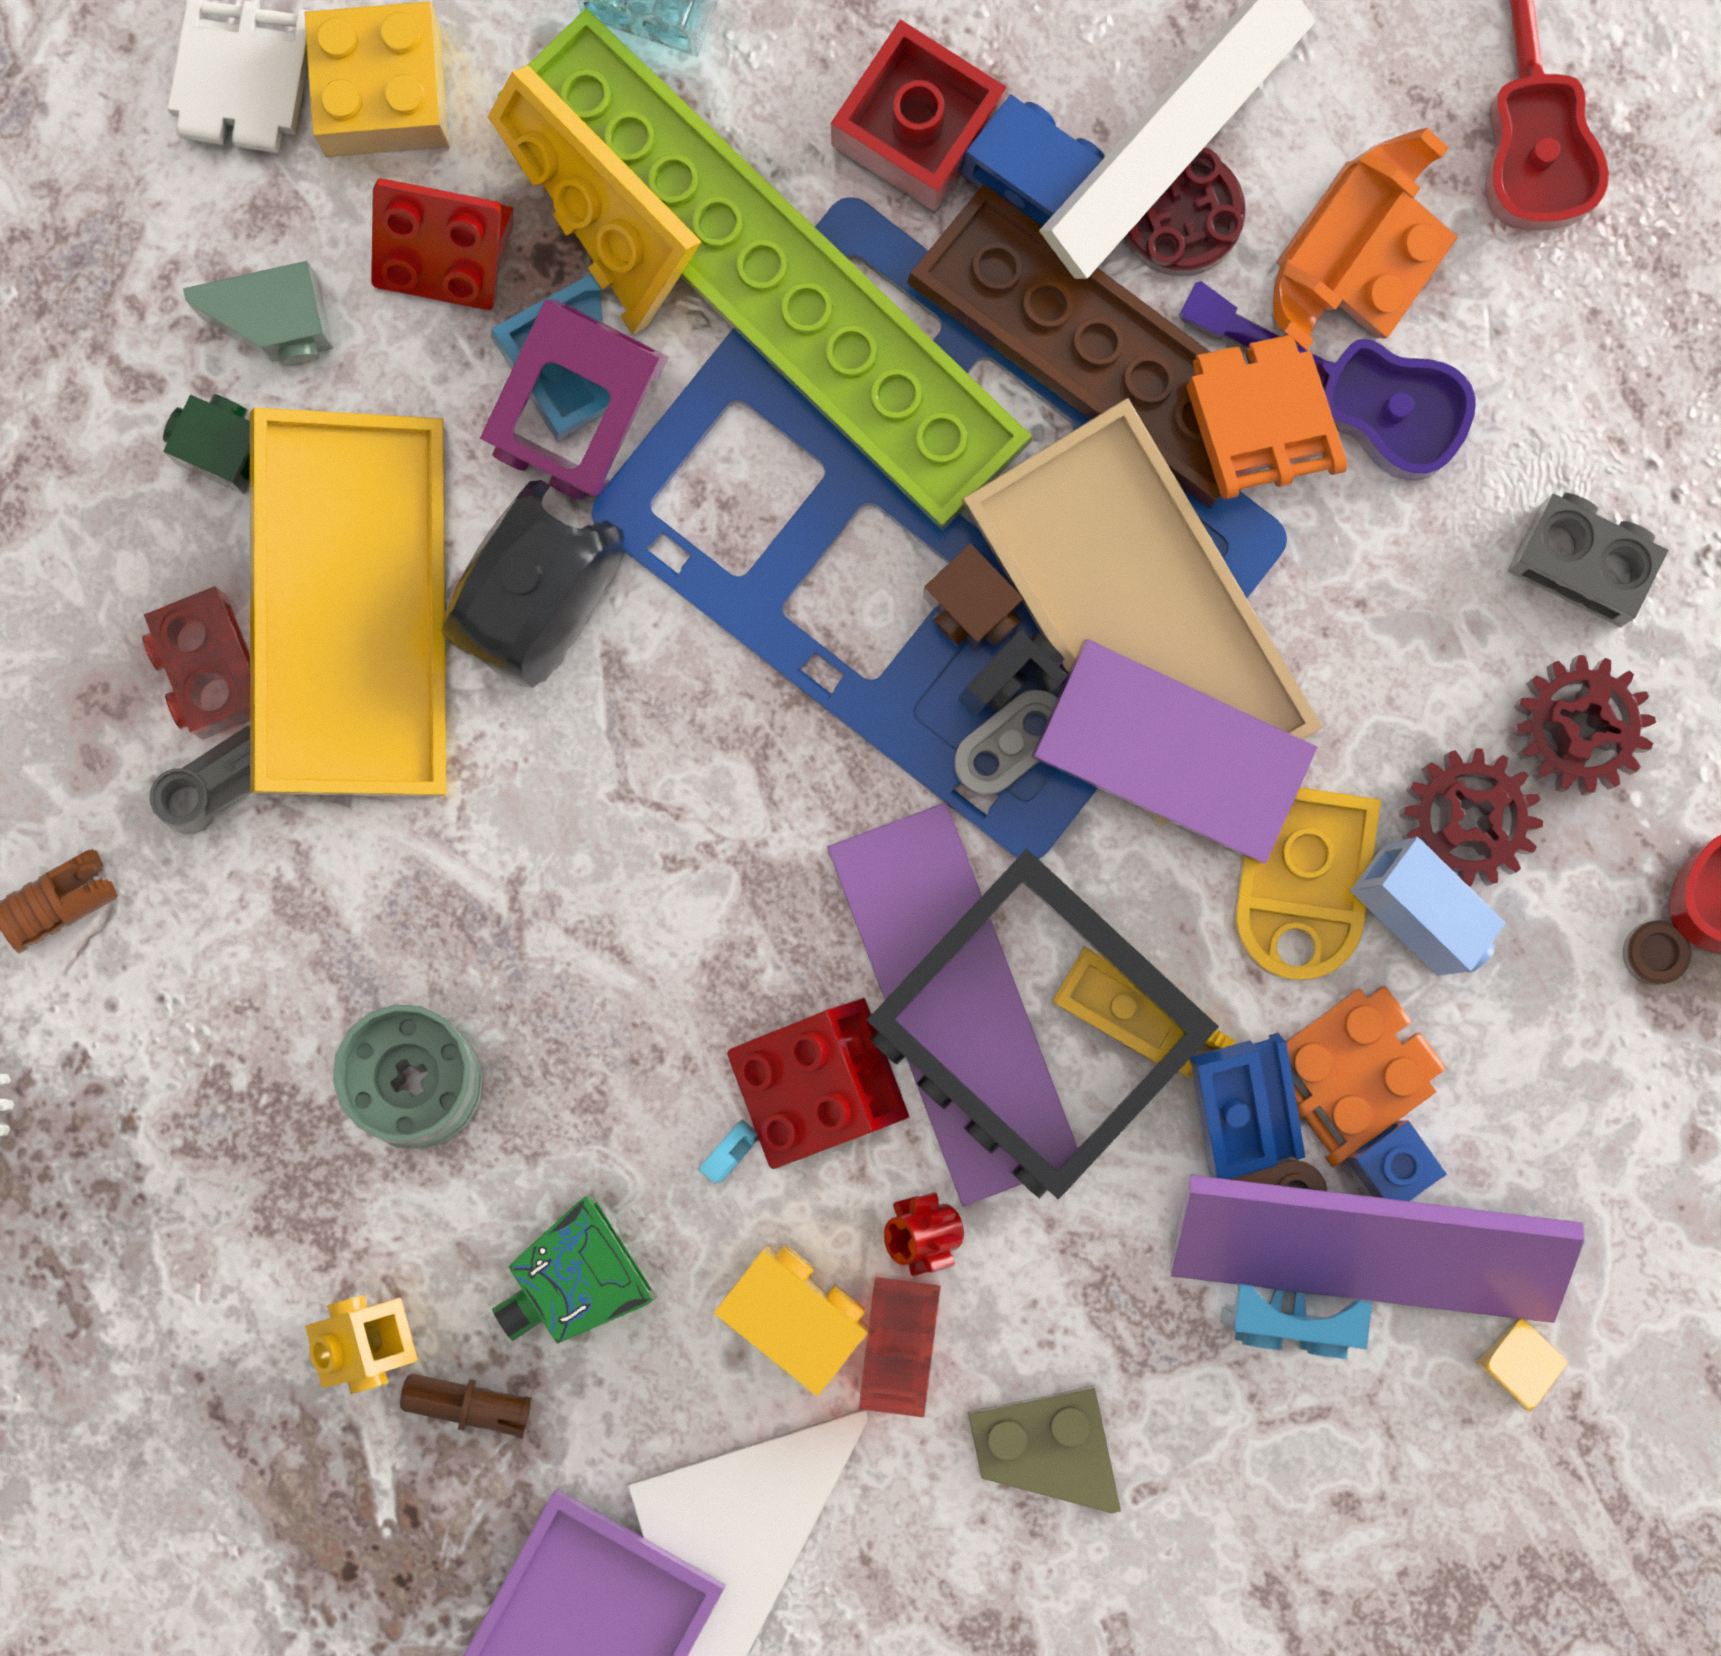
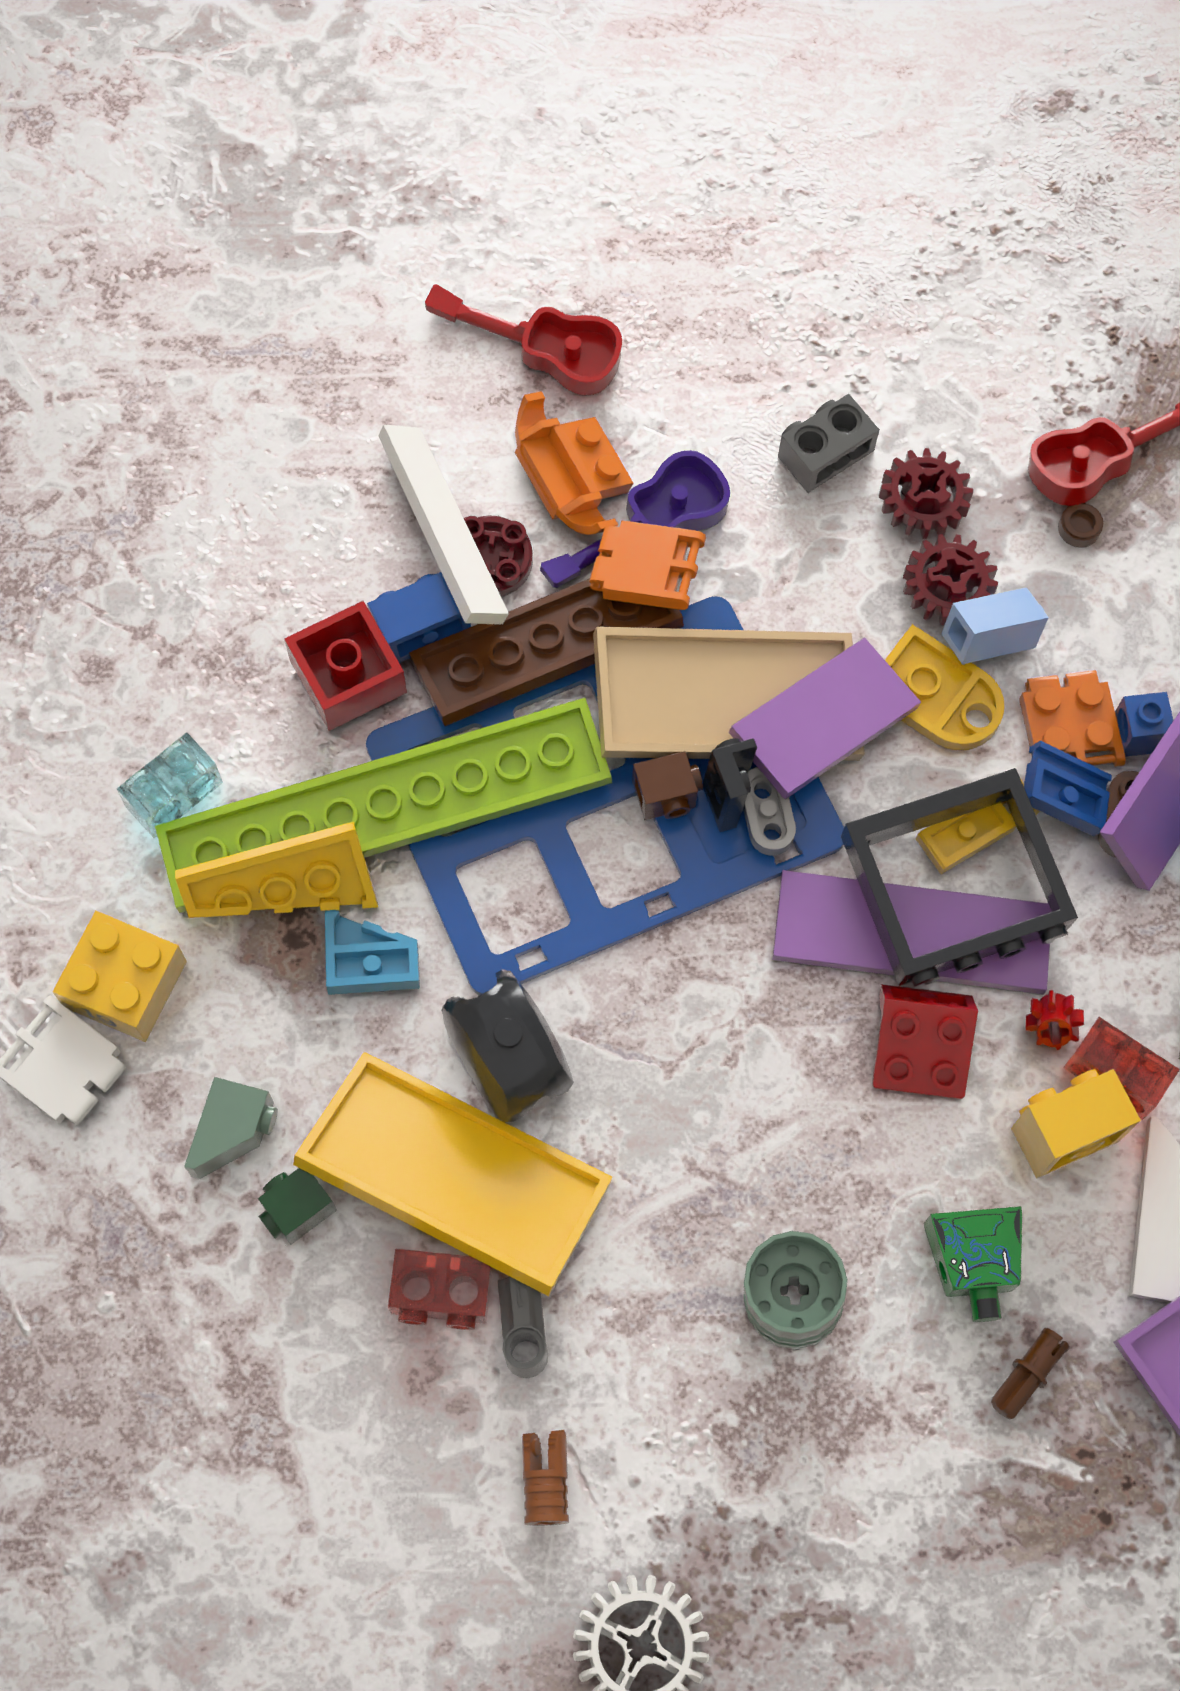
camera: 65 degrees left, 15 degrees down
(360, 1343) = (957, 1418): yellow brick -> none
(437, 243) = (250, 992): red bracket -> none
(594, 352) = (384, 924): magenta window -> none
(729, 1152) = (944, 1122): medium azure tile -> none

